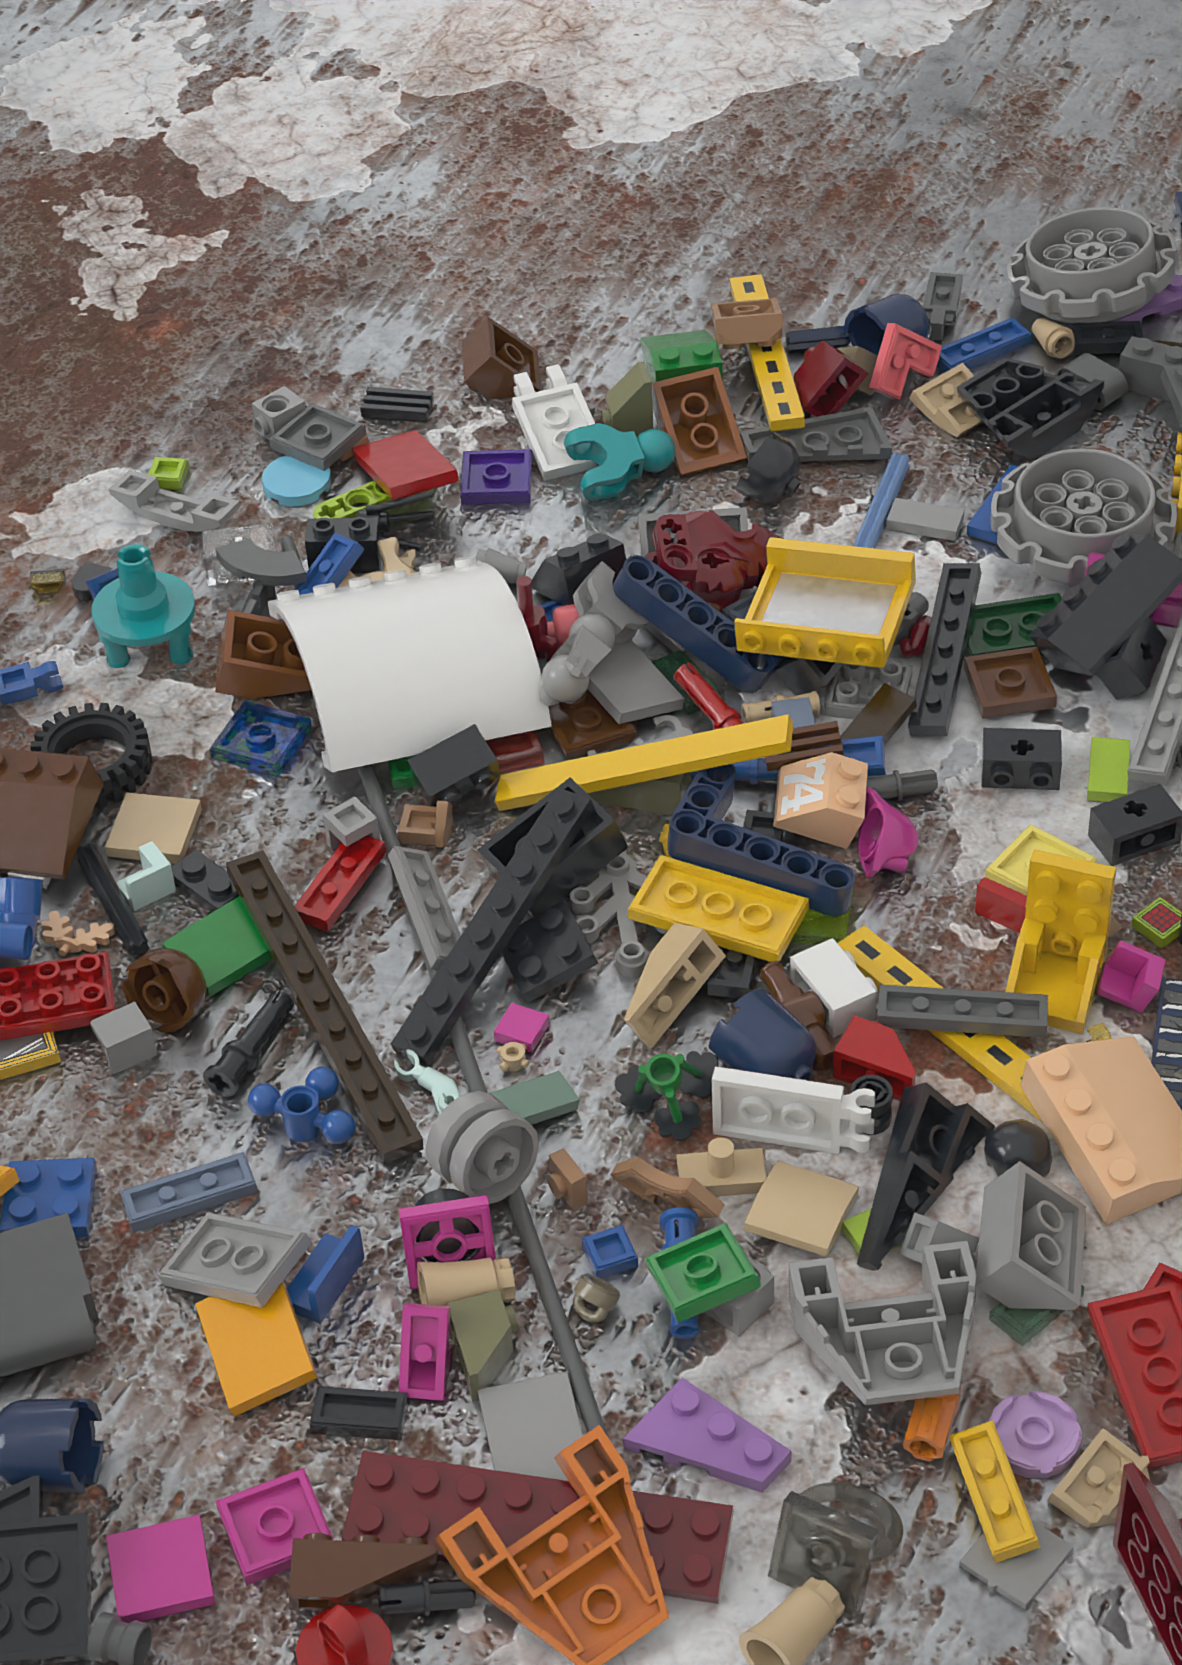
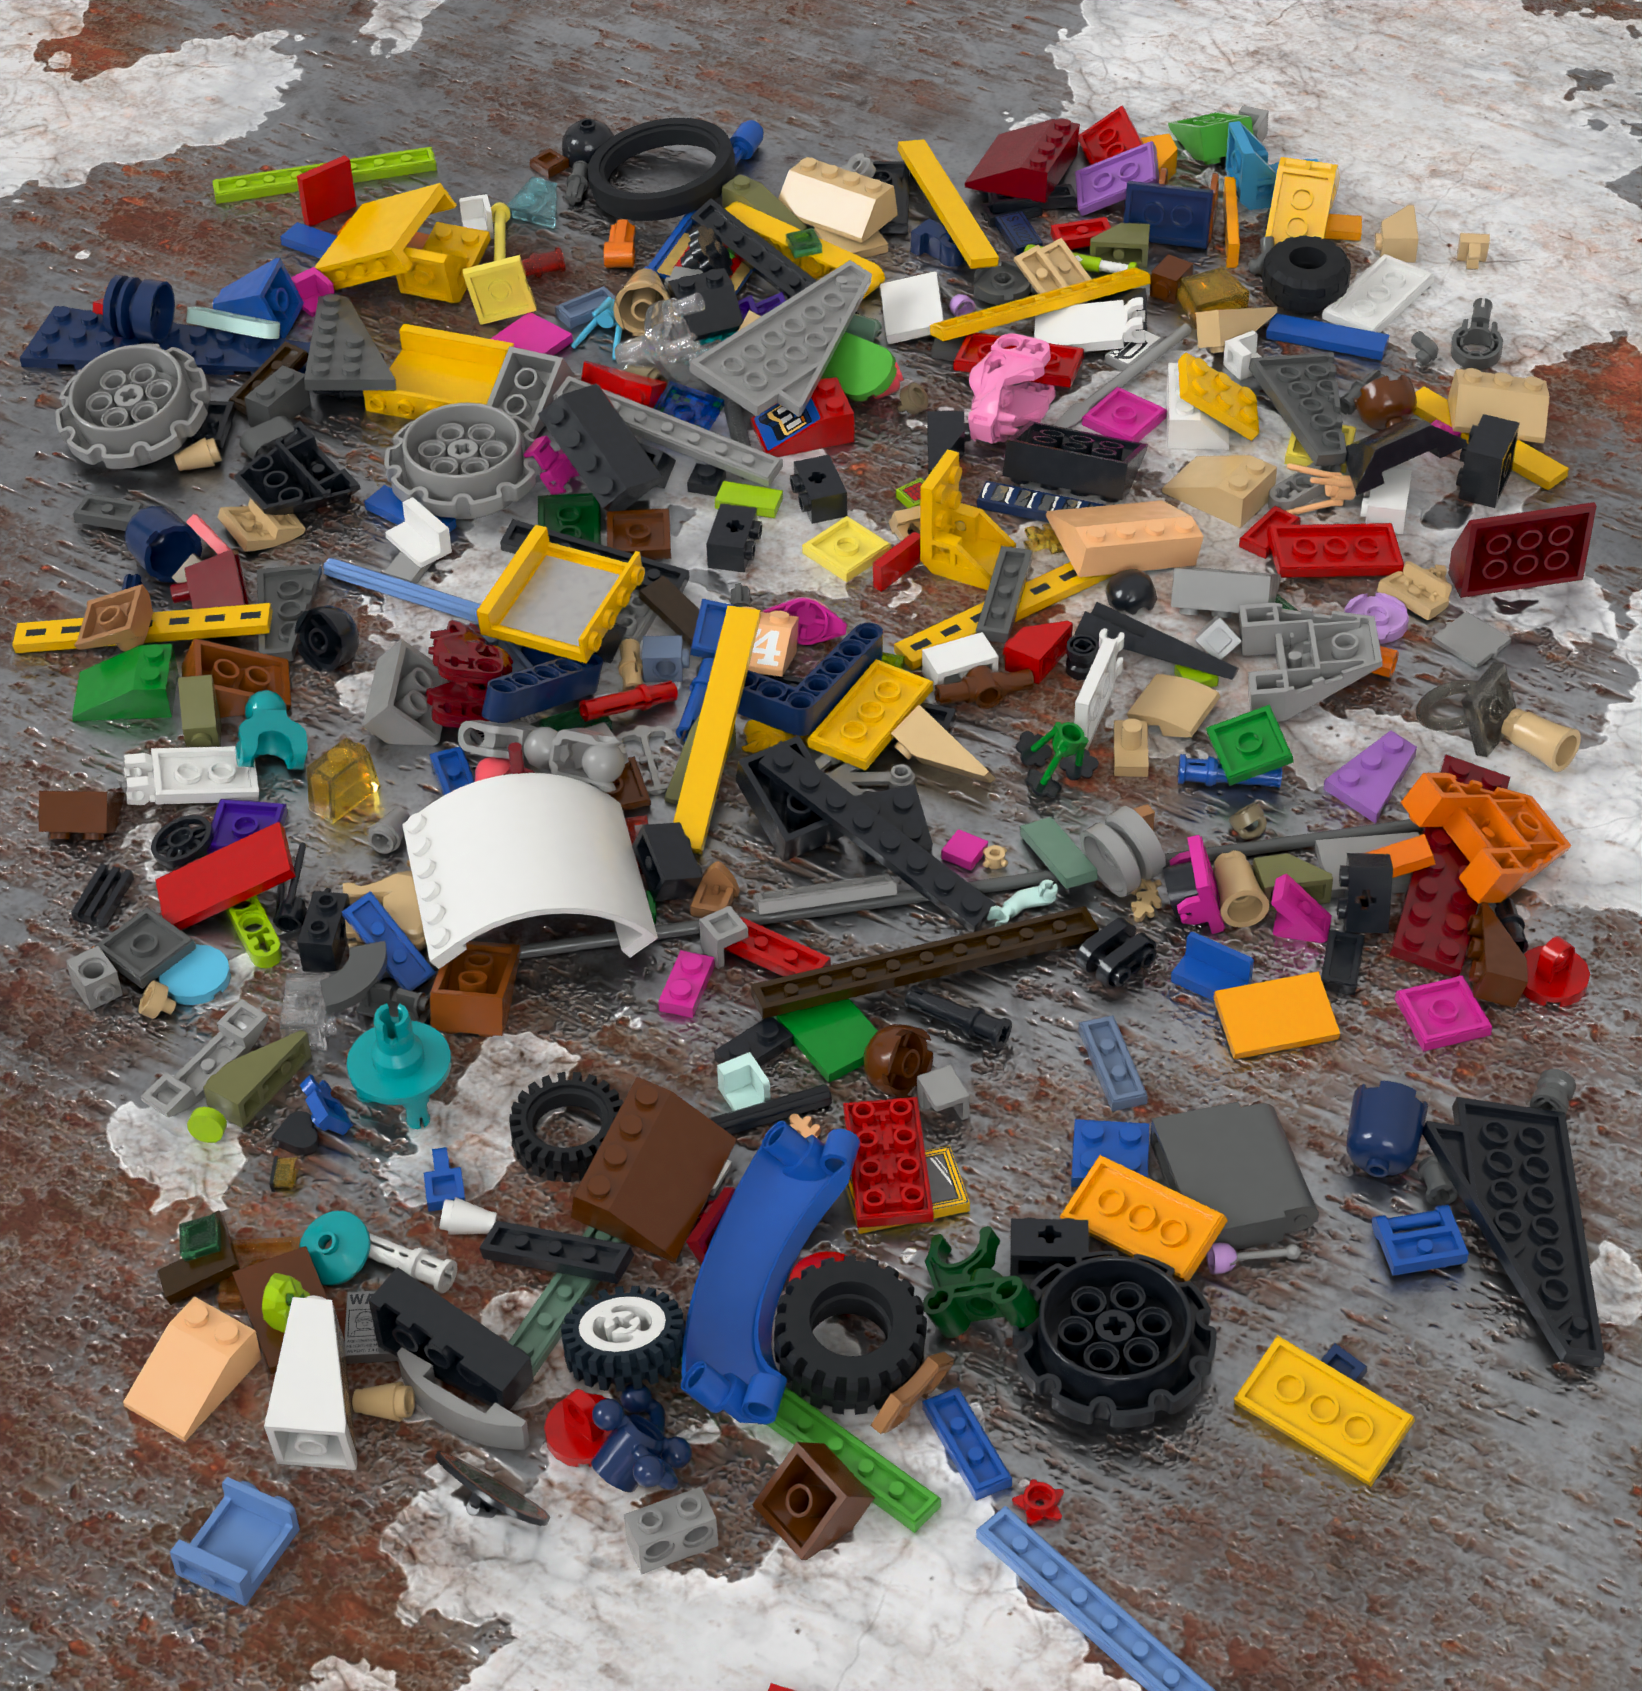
camera: 85 degrees left, 0 degrees up
(99, 518) = (206, 1124): none -> lime tile
(149, 526) = (255, 1078): none -> olive slope
(157, 819) = (682, 1074): tan tile -> none
(160, 1569) = (1483, 1074): dark pink tile -> none
(170, 472) = (140, 1075): lime tile -> none
(235, 1259) = (1200, 1021): light grey tile -> none
(254, 458) = (156, 1000): none -> tan tile
(260, 738) = (569, 1009): clear blue tile -> none
(292, 820) = (686, 984): none -> dark pink plate
(302, 1109) = (1044, 978): blue piece -> none
(349, 1175) = (1116, 953): none -> black brick
(440, 1410) = (1371, 911): none -> black brick
(466, 435) = (182, 841): none -> black wheel
(512, 1447) = (1408, 855): none -> orange tile
(553, 514) = (341, 780): none -> clear yellow torso
(564, 572) = (425, 766): black slope -> none
(610, 1252) = (1200, 814): blue tile -> none
(653, 1184) = (1156, 767): medium nougat tile -> none
(764, 1039) = (1024, 698): dark blue cylinder -> none
(806, 738) = (703, 626): reddish brown tile -> none
(952, 508) = (421, 536): none -> white panel
(984, 345) = (184, 496): blue tile -> none
(994, 1492) = (1430, 635): yellow tile -> none
(1130, 725) = (706, 479): none -> black plate
(1131, 976) = (985, 499): dark pink panel -> none

